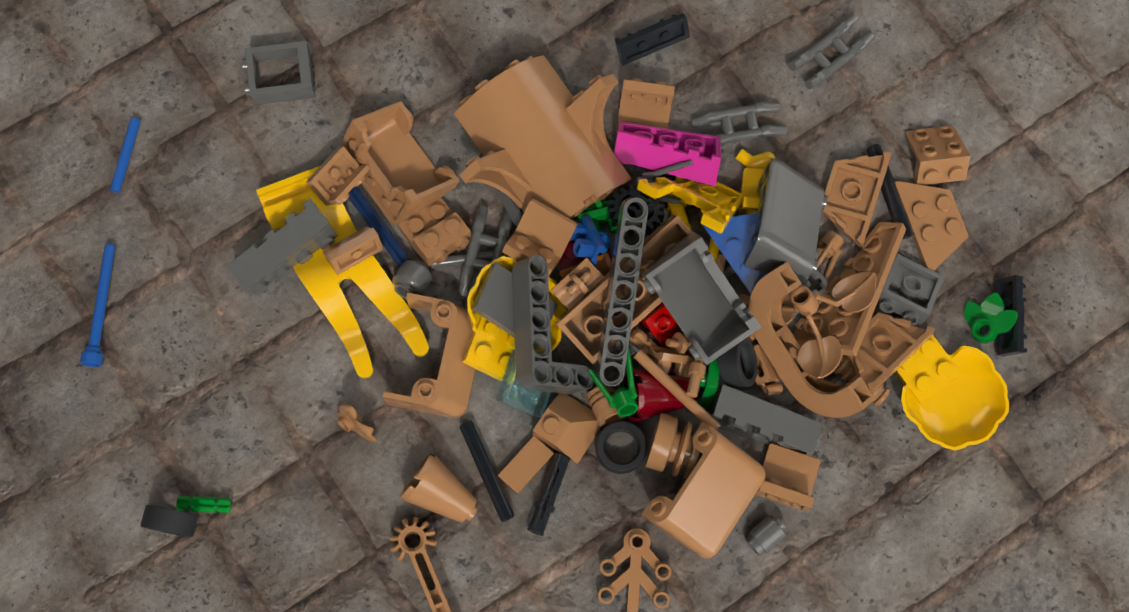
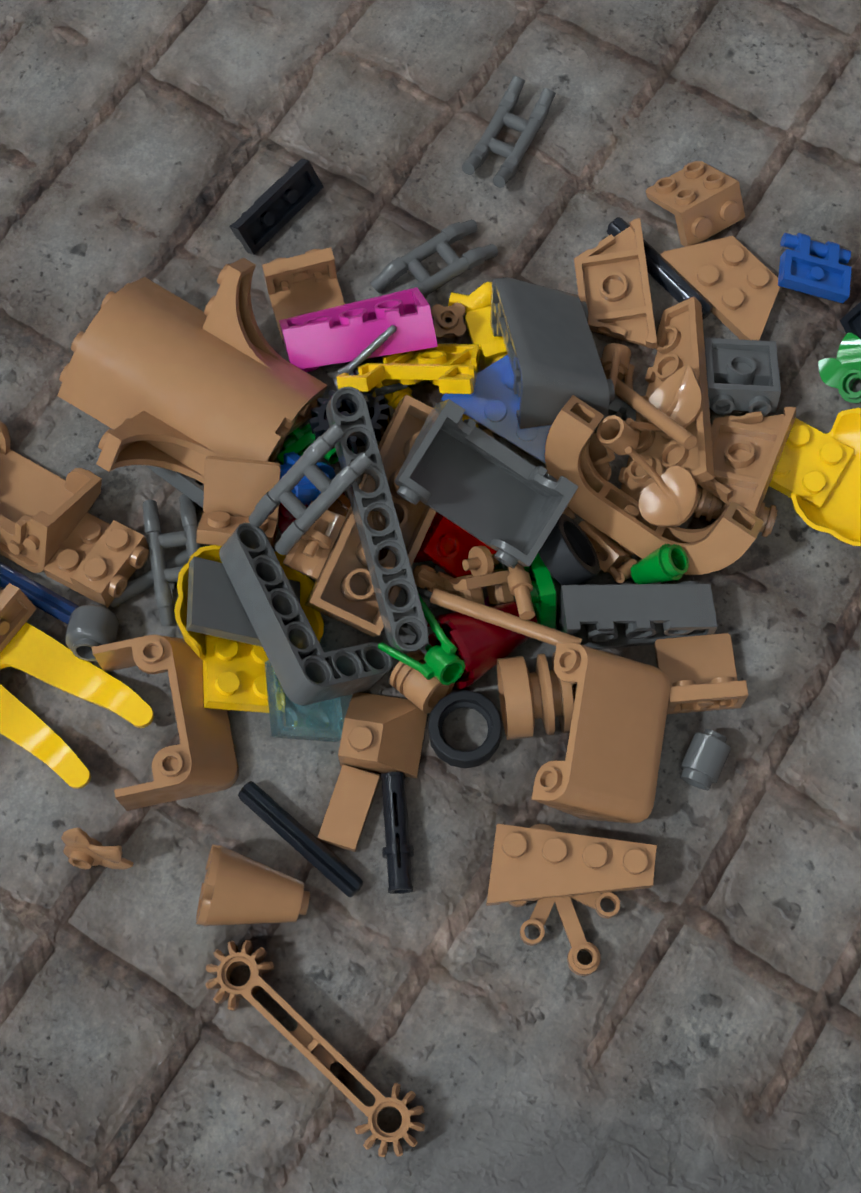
camera: 15 degrees left, 5 degrees down
(600, 260) = (329, 489): none -> dark grey piece
(639, 560) = (550, 864): none -> medium nougat wing
(725, 171) = (456, 327): none -> medium nougat plate
(795, 397) = (662, 565): none -> green cone
(836, 295) = (655, 415): none -> medium nougat bar
(993, 242) = (815, 275): none -> blue plate

